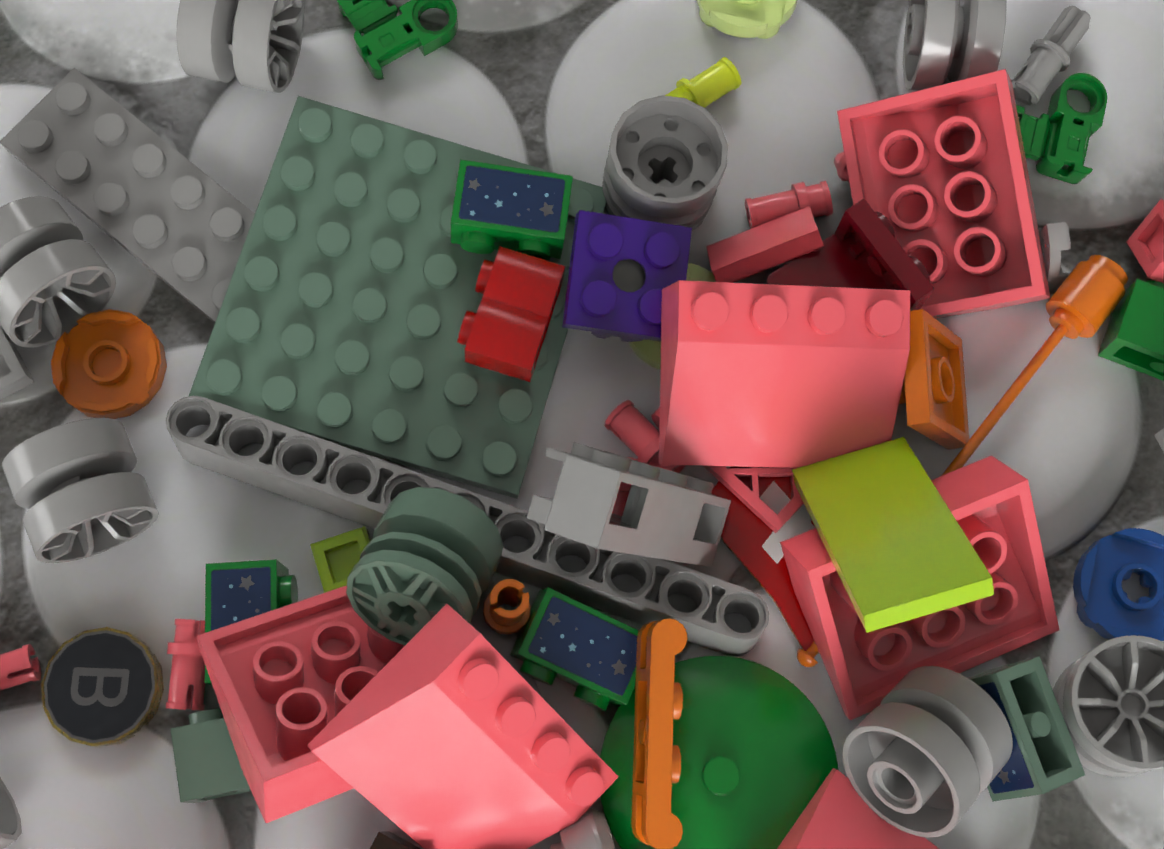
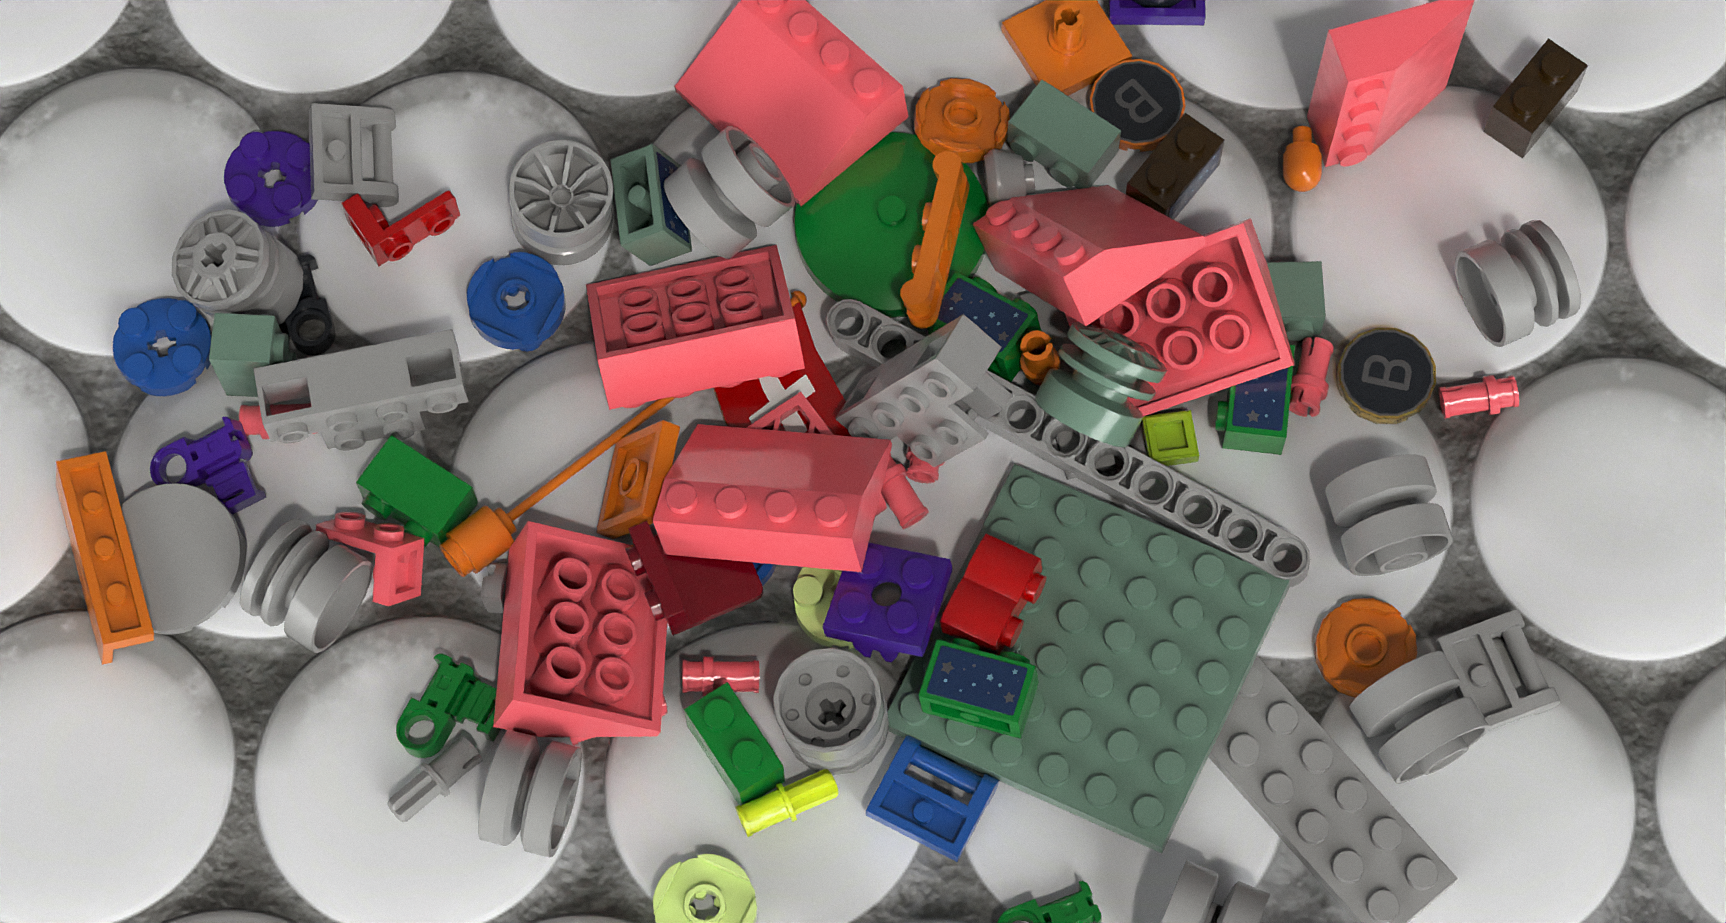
camera: 170 degrees left, 5 degrees down
(547, 110) = (924, 811): none -> blue plate
(760, 131) = (734, 744): none -> green brick
(764, 246) = (754, 632): coral tile -> none
(891, 535) = (725, 334): lime tile -> none

